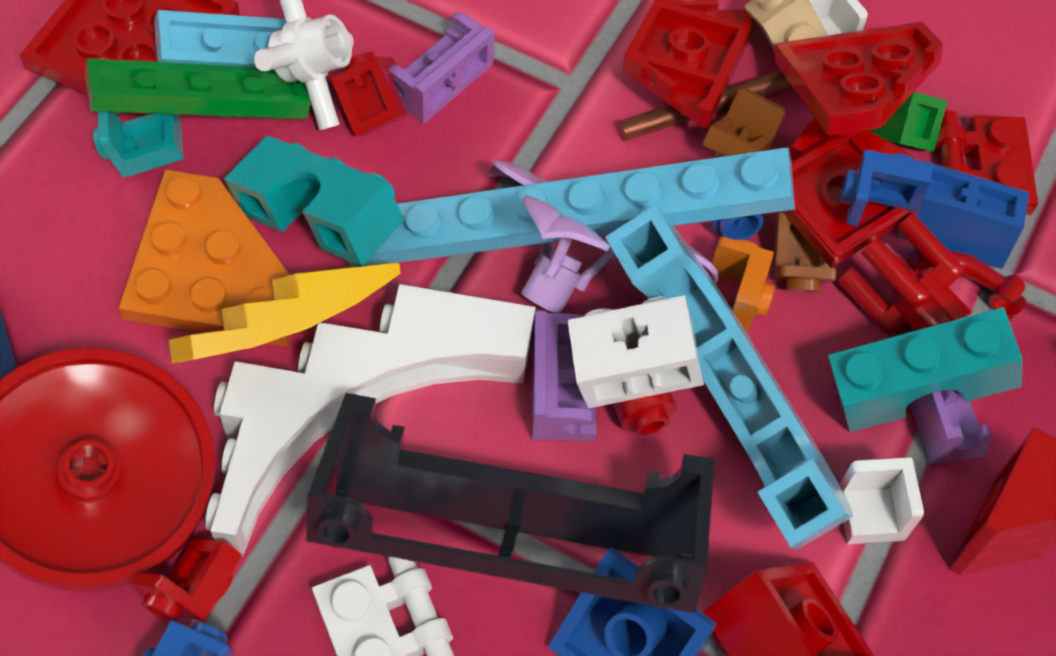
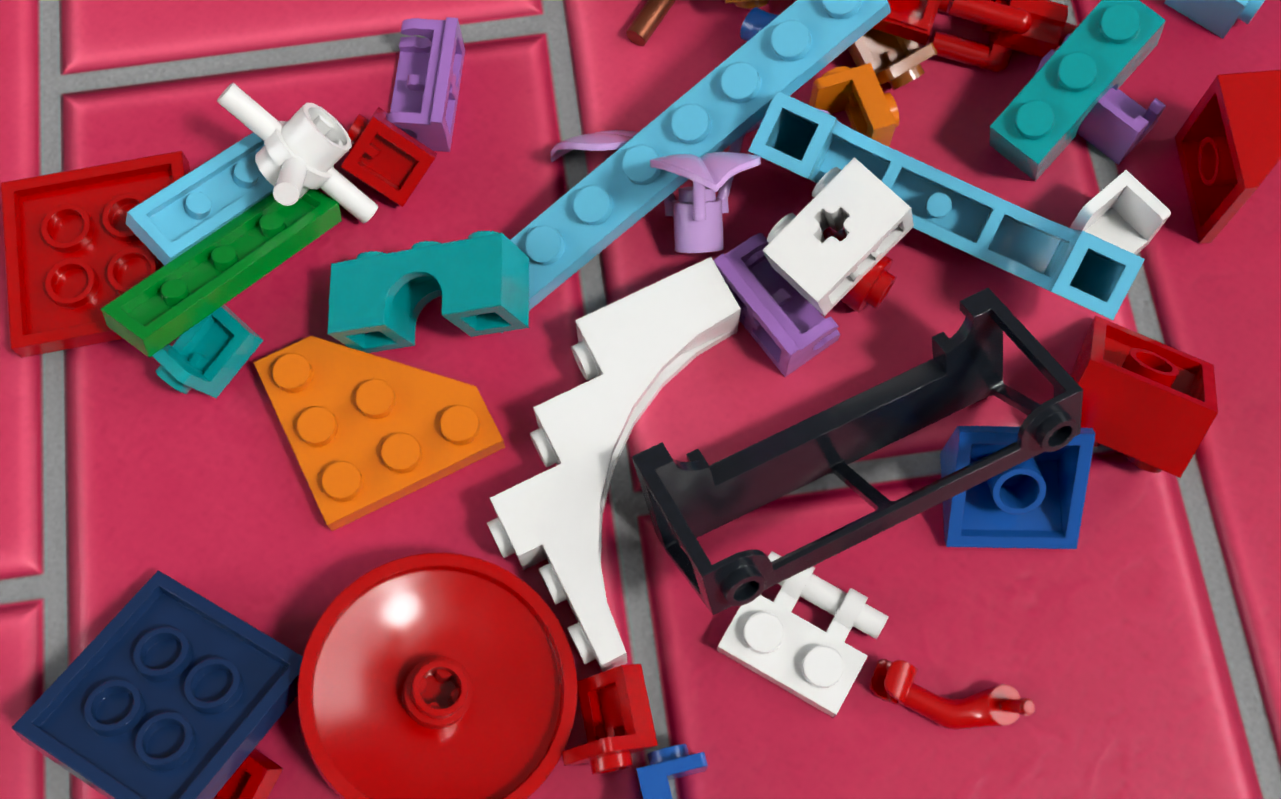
camera: 30 degrees left, 10 degrees up
(298, 305) = (502, 408): yellow slope -> none

